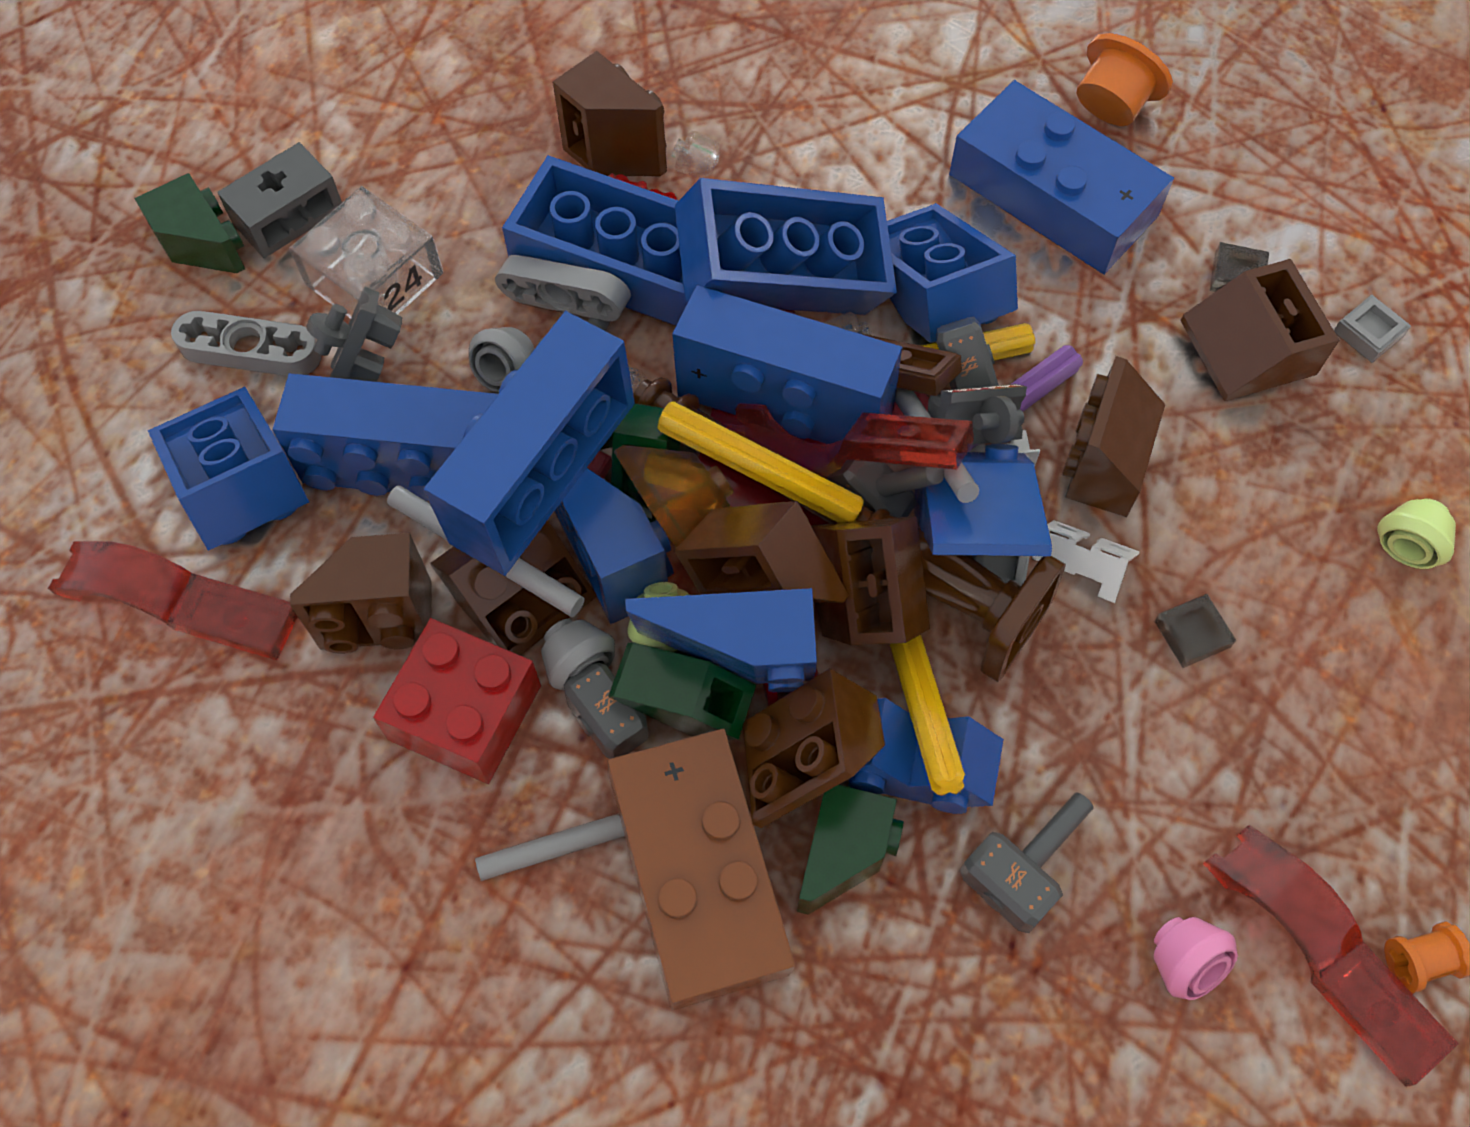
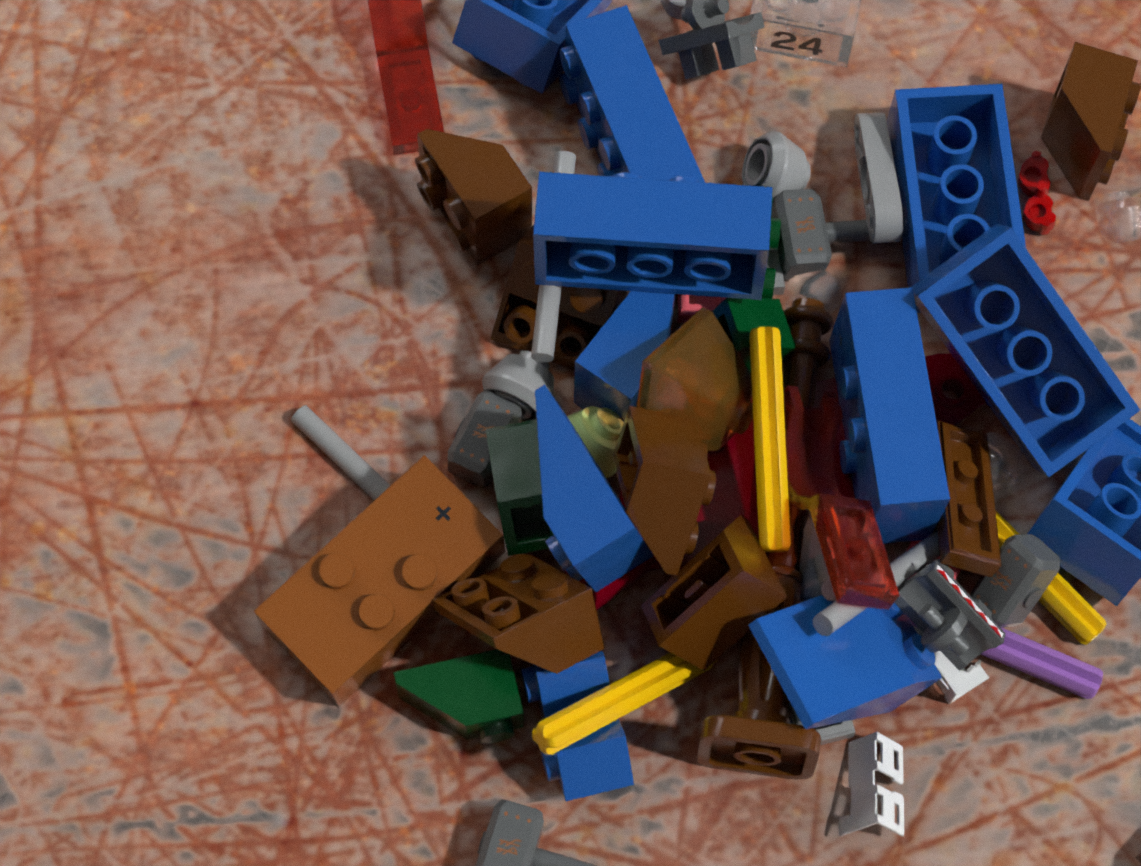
camera: 60 degrees right, 5 degrees up
(458, 700) = (426, 315): red brick -> none
(1114, 440) = (1006, 757): reddish brown slope -> none

